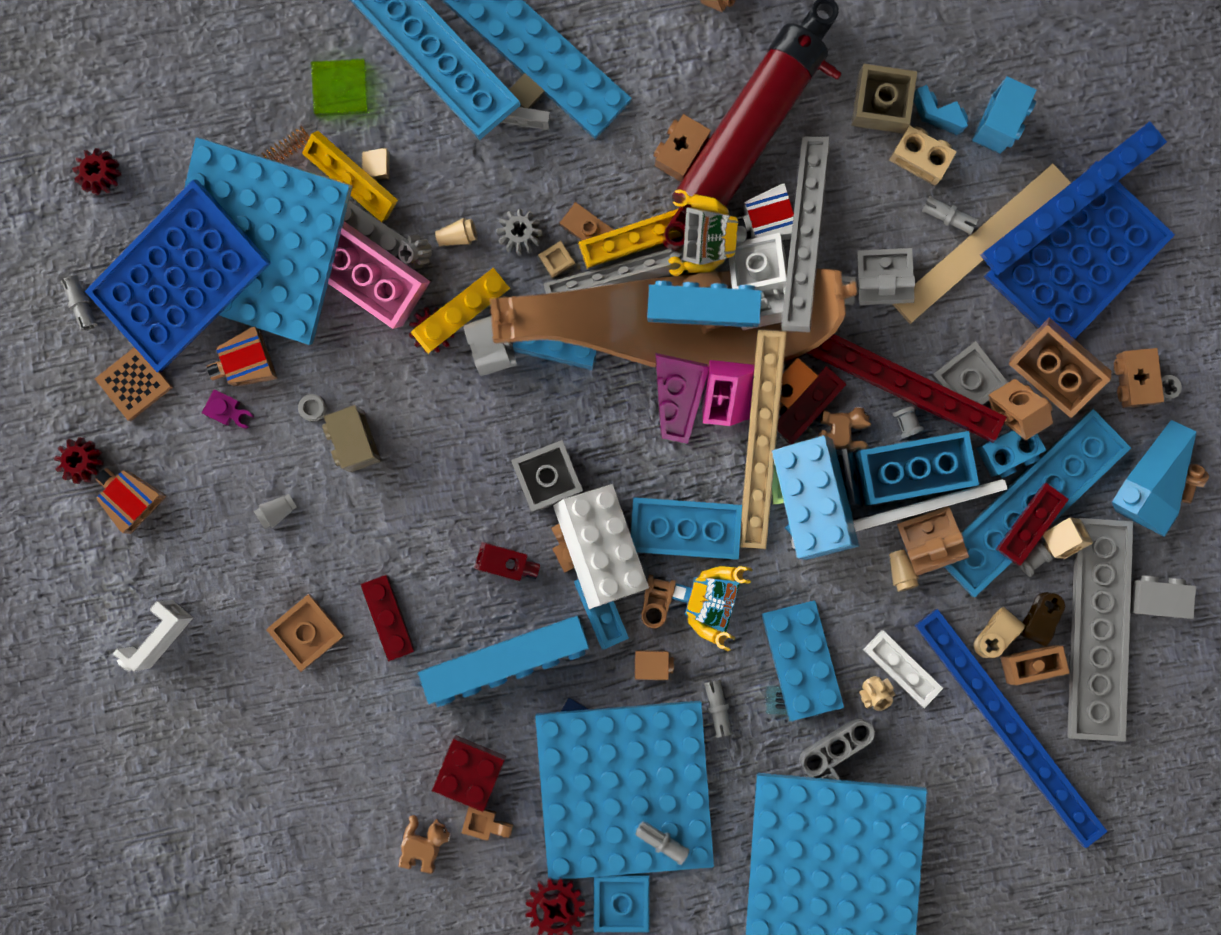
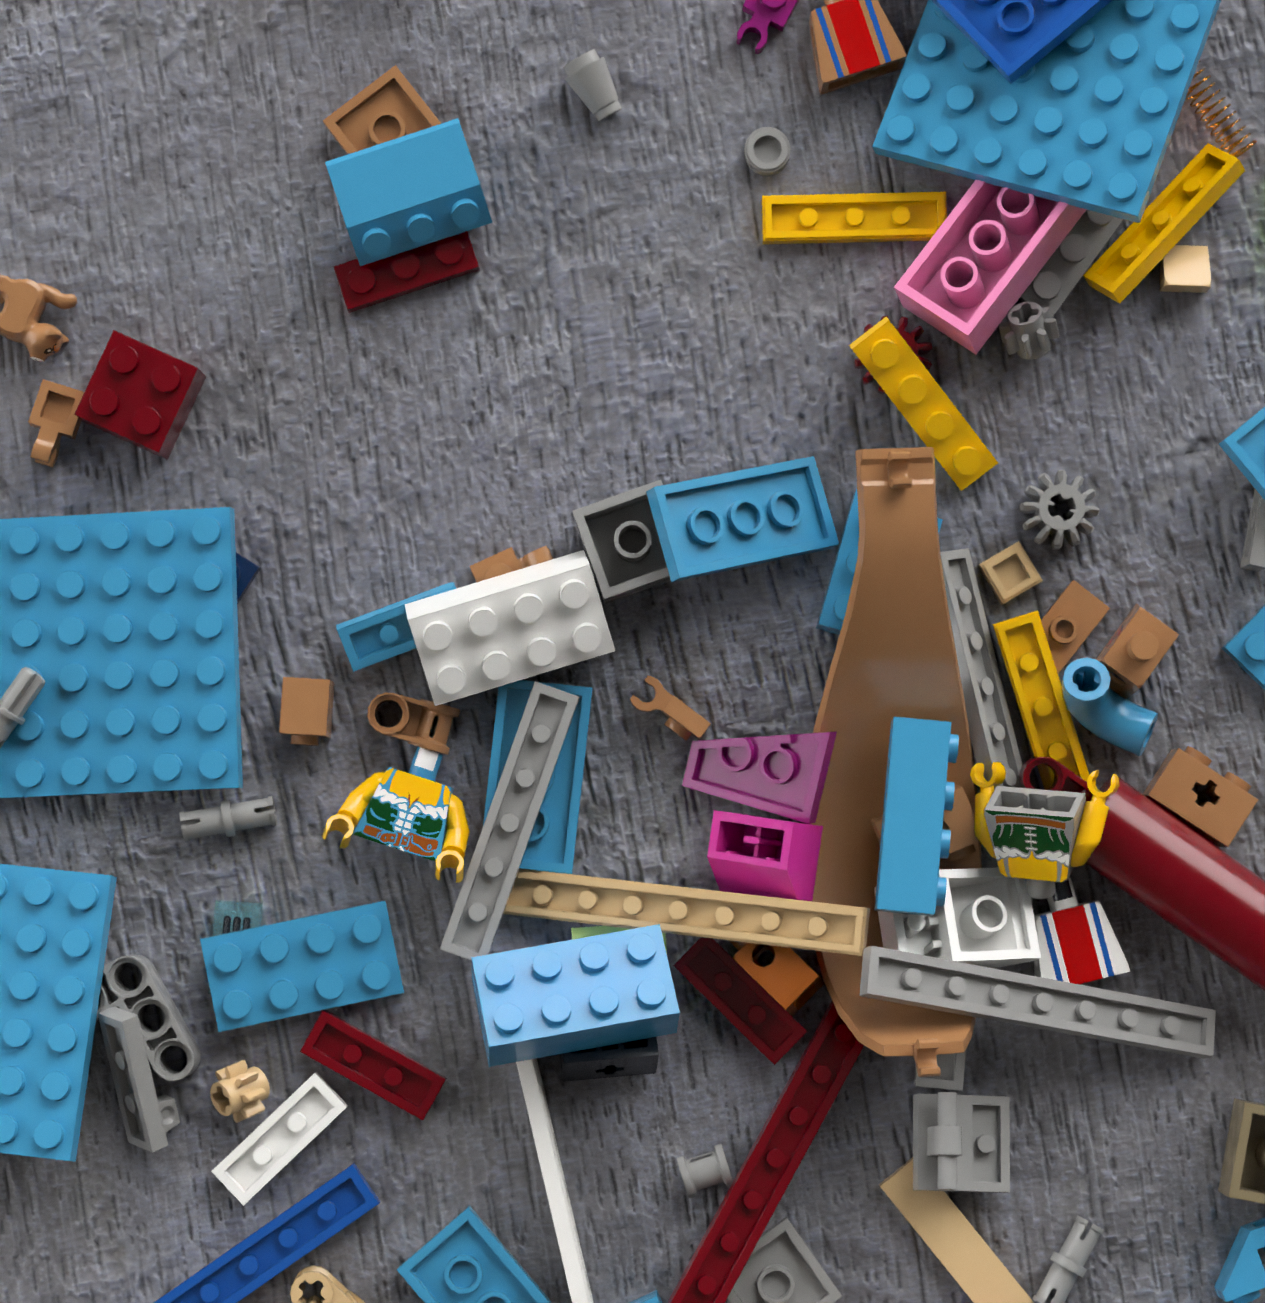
camera: 100 degrees right, 0 degrees up
(343, 617) = (408, 192): none -> dark azure slope
(350, 355) = (852, 217): none -> yellow tile
(351, 439) = (708, 213): dark tan brick -> none
(457, 233) = (1059, 403): tan cone -> none
(488, 356) = (838, 440): light grey brick -> none
(494, 558) = (495, 445): dark red torso -> none
(502, 660) = (325, 457): dark azure brick -> none
(532, 412) = (742, 518): none -> dark azure plate
(600, 187) = (1136, 650): none -> medium nougat torso
(635, 203) = (1103, 710): none -> dark azure cylinder
(648, 445) = (681, 718): none -> medium nougat plate
(715, 541) = (510, 822): none -> light grey plate
(841, 426) = (698, 1052): medium nougat animal -> none
(857, 616) = (373, 1064): none -> dark red plate
(892, 749) = (143, 1113): none -> light grey hinge
(902, 571) = (446, 1147): tan cone -> none
(917, 468) = (621, 1179): dark azure brick -> none
(919, 162) = (1165, 1215): tan brick -> none
(933, 540) = (496, 1200): medium nougat plate -> none

